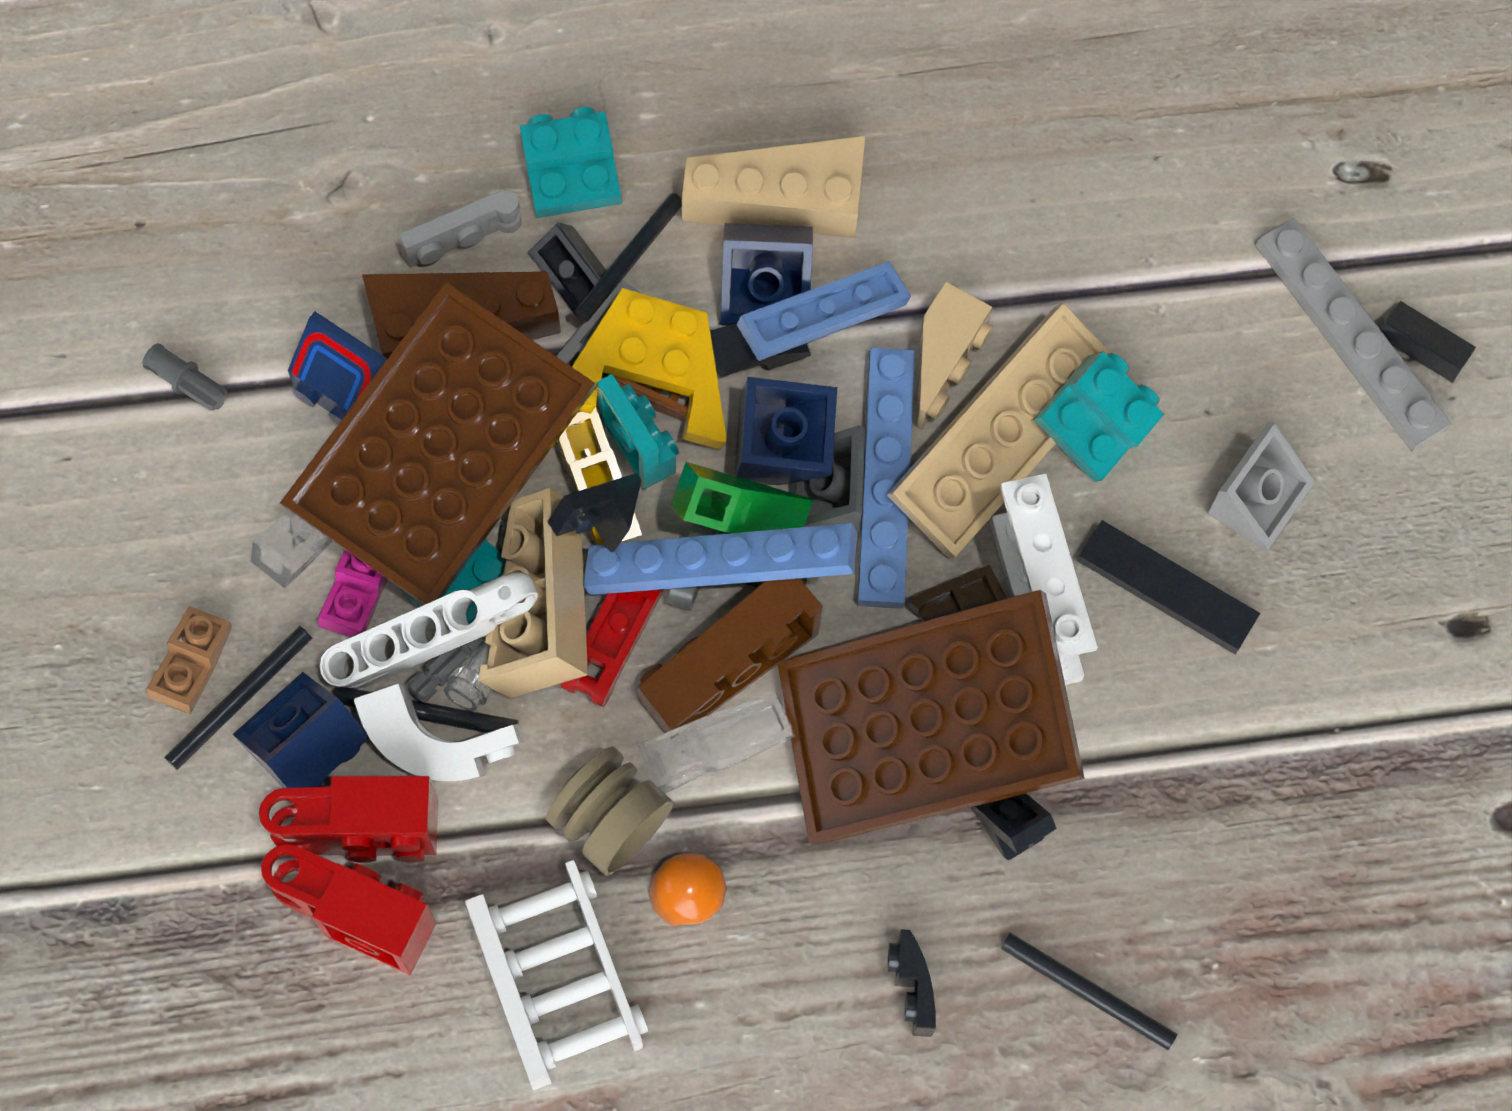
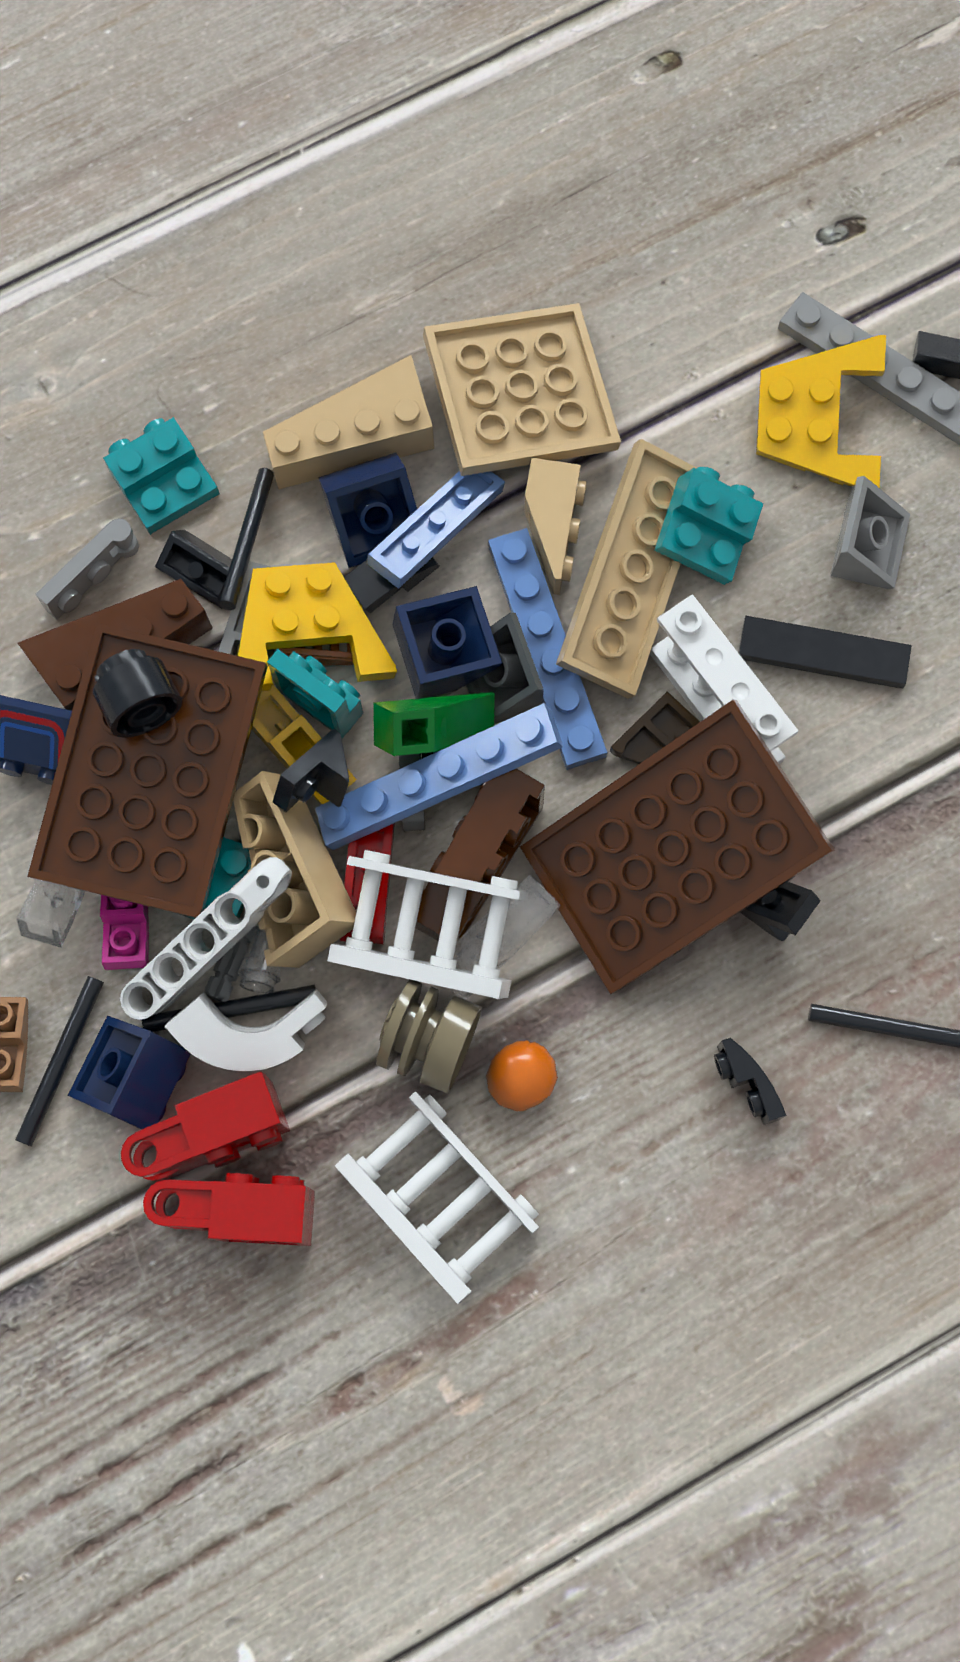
camera: 15 degrees left, 5 degrees up
(454, 363) = (135, 693): none -> black piece
(649, 746) = (400, 959): none -> white fence
(964, 210) = (520, 389): none -> tan plate
(1244, 335) = (802, 411): none -> yellow wing

